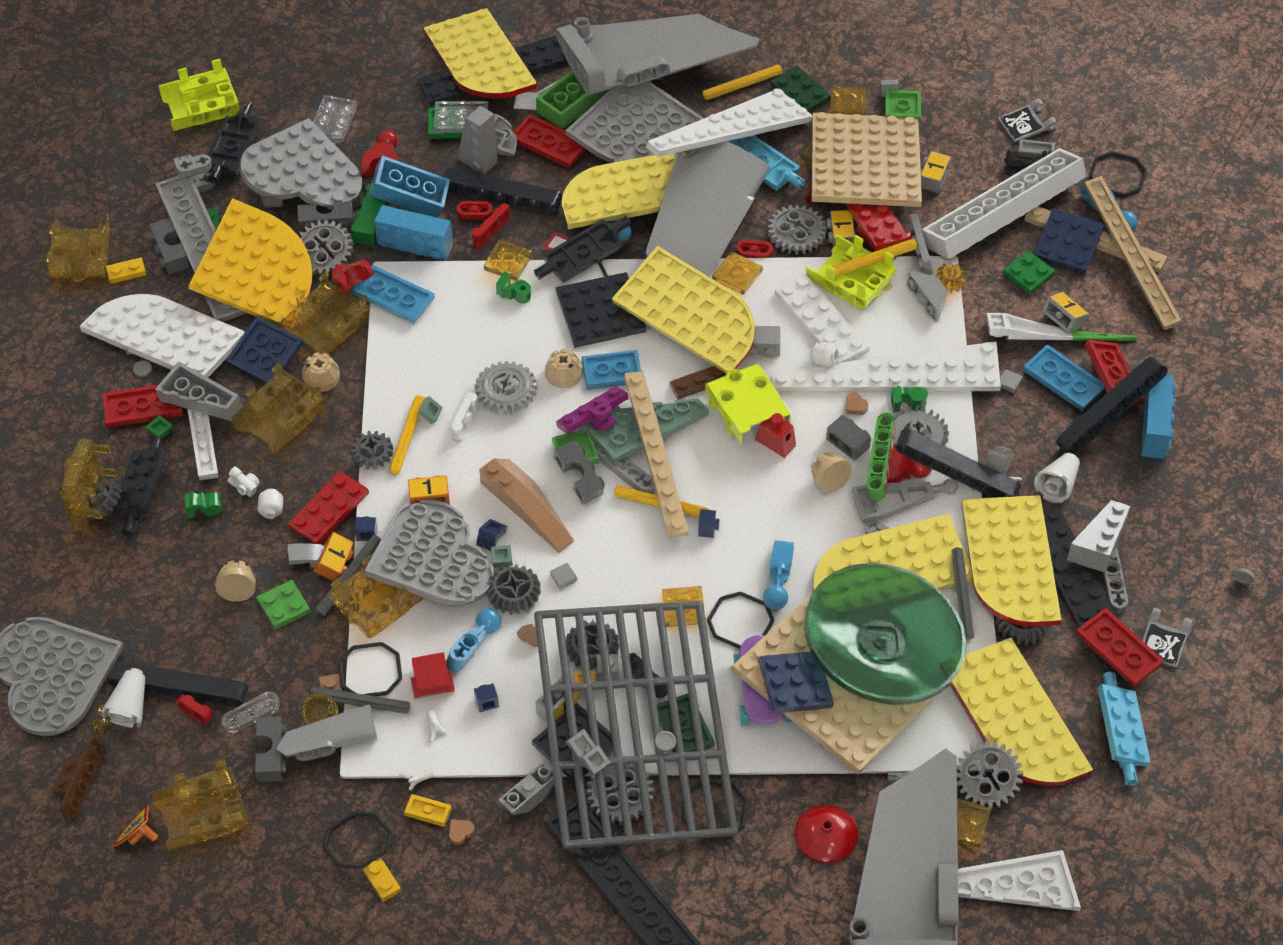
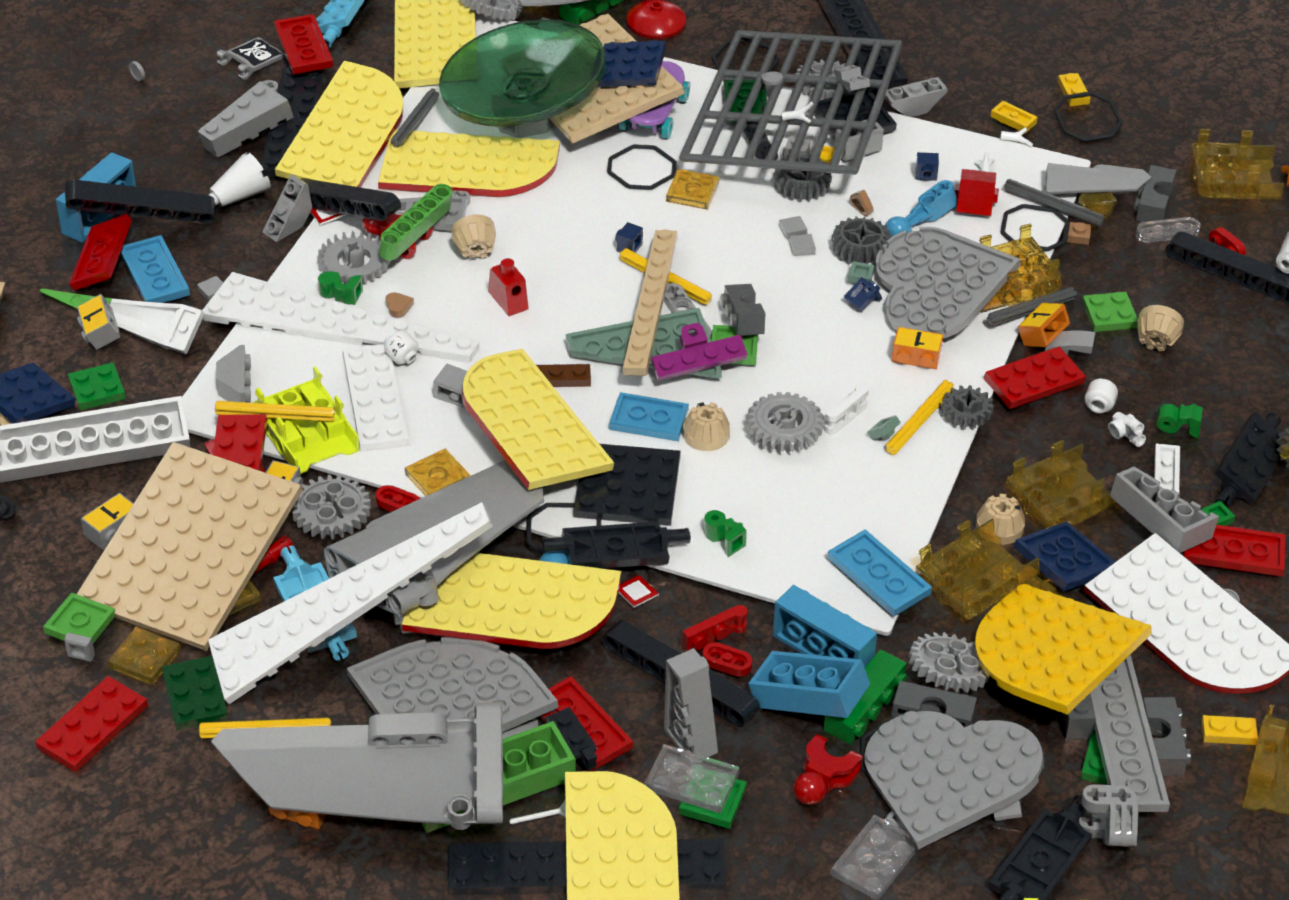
camera: 160 degrees left, 10 degrees down
(350, 274) = (931, 595): red piece -> none
(365, 528) = (1000, 333): dark blue plate -> none
(460, 831) = (987, 100): medium nougat tile -> none
(505, 139) = (645, 739): light grey brick -> none
(508, 258) = (715, 568): clear yellow plate -> none
(526, 500) = (814, 318): medium nougat wedge -> none
(546, 121) = (575, 736): none -> black hinge
(579, 592) = (792, 226): none -> light grey tile
(616, 676) = (798, 114): none -> white bar
(745, 399) = (523, 310): neon yellow piece -> none
(776, 596) = (576, 186): dark azure beam -> none
(848, 54) = (91, 723): none -> red plate
(848, 437) = (430, 270): dark grey brick -> none
(921, 251) = (205, 422): light grey plate -> none
(952, 276) = (196, 387): clear yellow gear -> none

